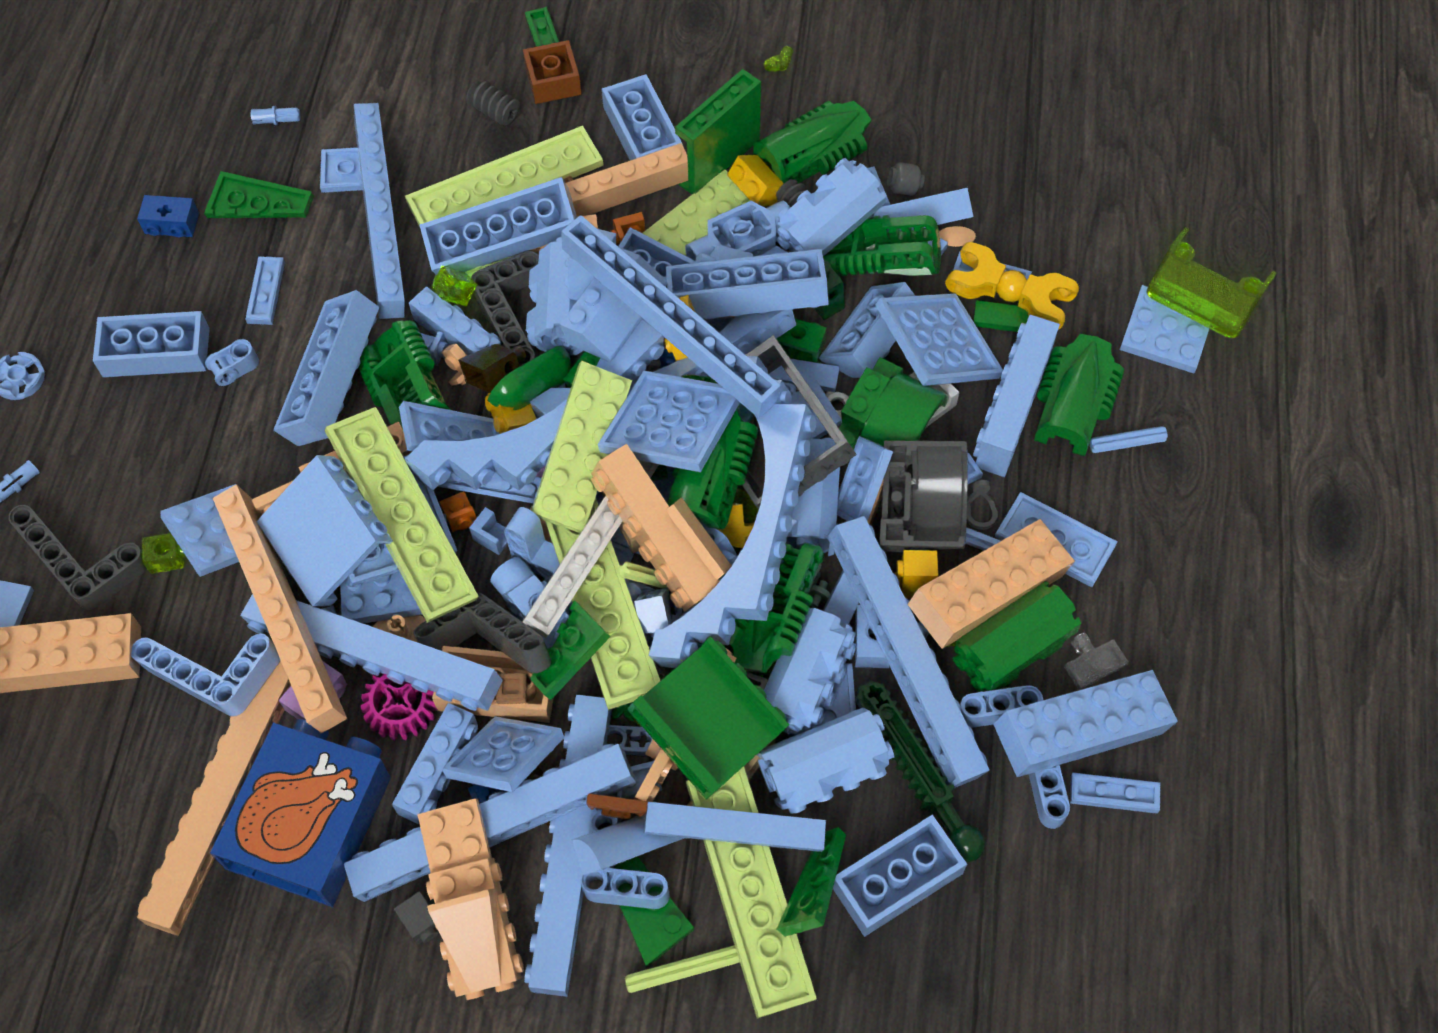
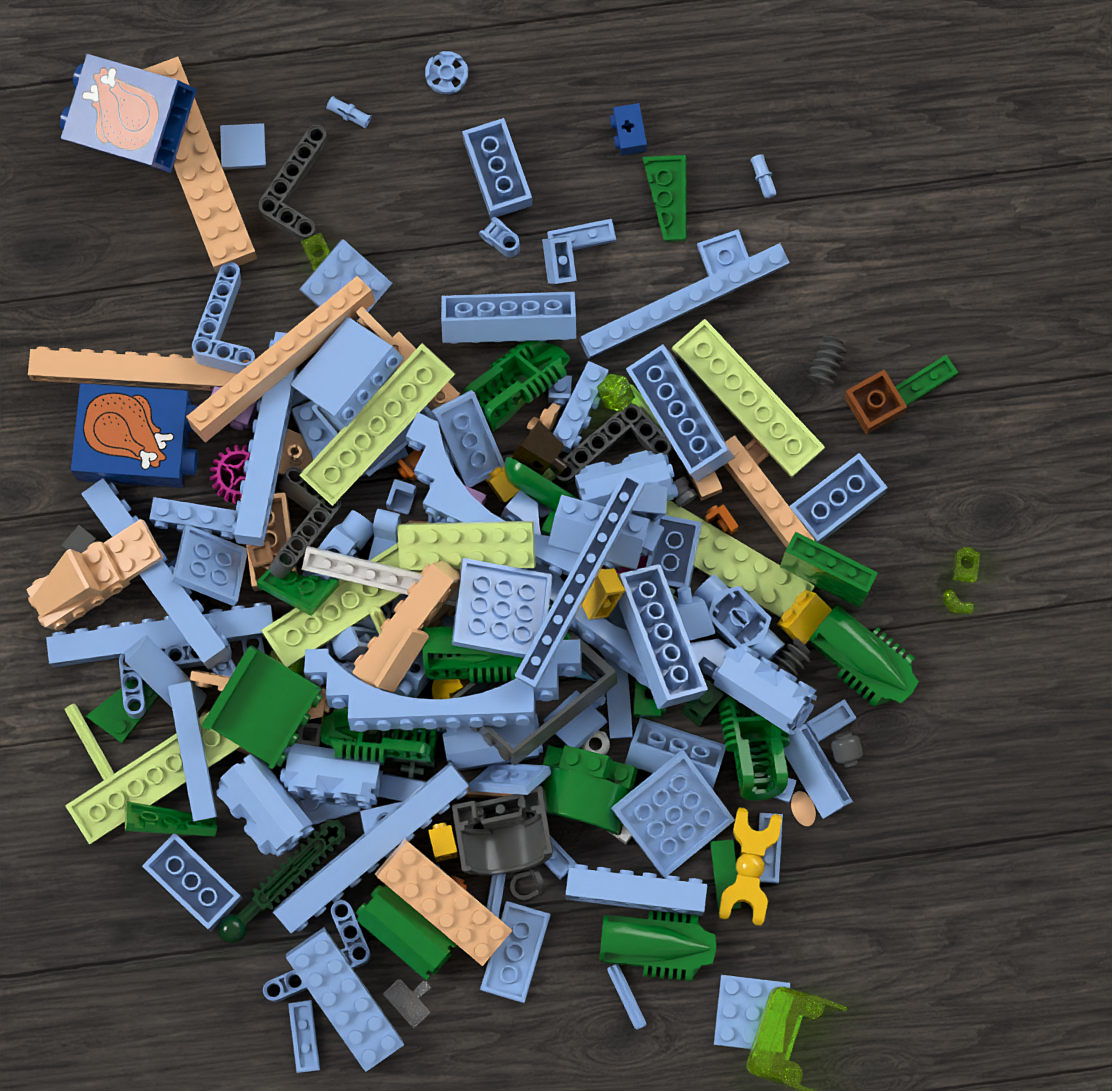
camera: 75 degrees right, 15 degrees up
(283, 306) = (559, 259): none -> light blue brick
(616, 807) = (183, 661): dark orange tile -> none
(744, 42) = (961, 573): none -> clear neon green brick

